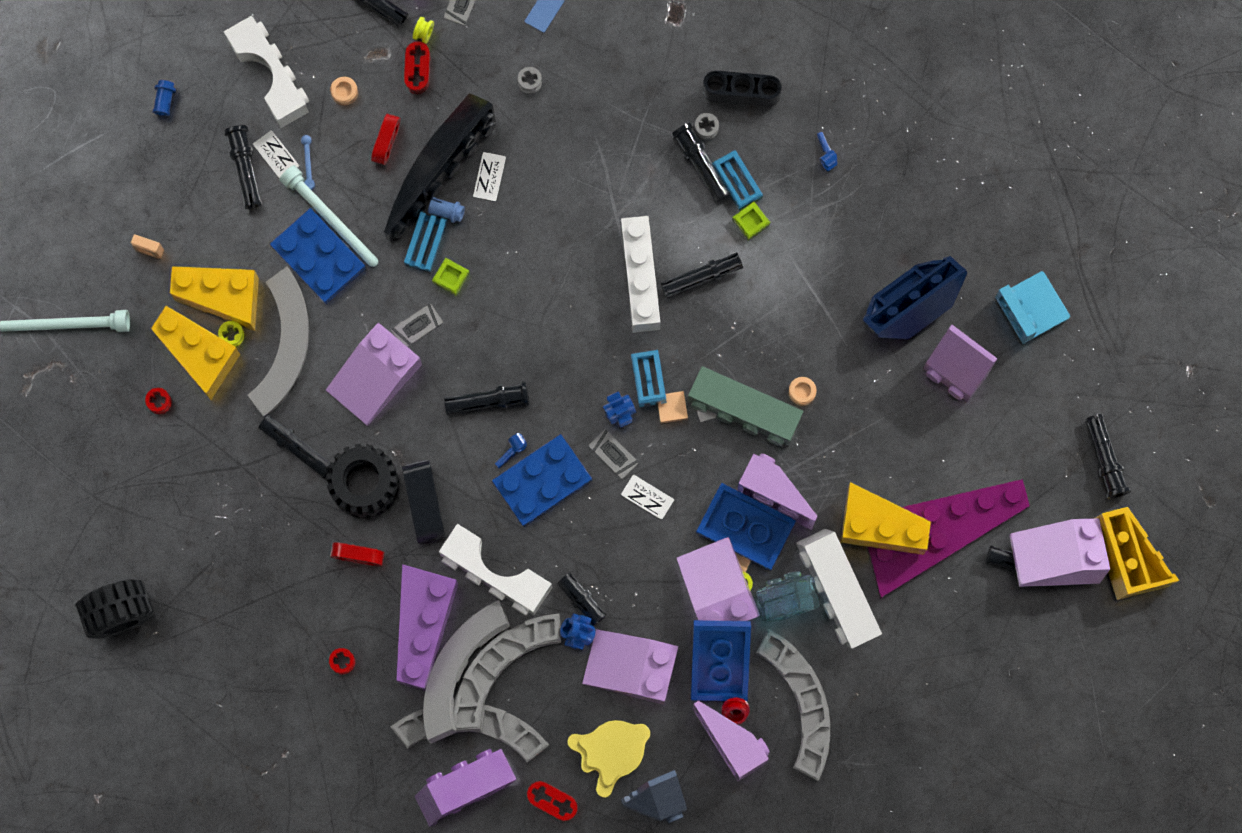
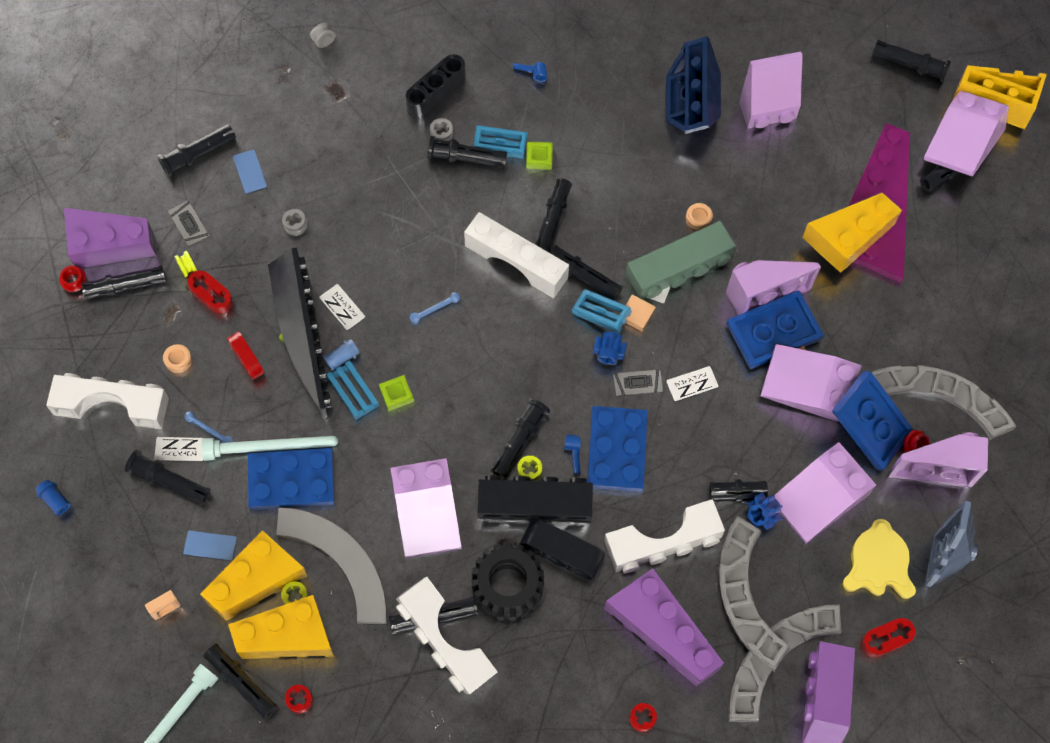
camera: 55 degrees left, 10 degrees down
(141, 316) = (231, 672): none -> black pin
(221, 241) = (210, 545): none -> medium blue sticker
(275, 502) = (467, 667): none -> white arch
(357, 554) = (563, 635): red beam -> none
(417, 325) = (413, 444): sticker -> none
(444, 450) = (535, 499): none -> black brick
(450, 665) = (708, 618): light grey tile -> none
(463, 432) = (528, 461): none -> neon yellow bush
(526, 240) = (416, 317): none -> medium blue hinge
(669, 307) = (588, 274): none -> black pin
(787, 597) = (860, 335): clear light blue brick -> none
(839, 588) = (874, 297): white wedge -> none
(1032, 306) = (762, 26): medium azure bracket -> none

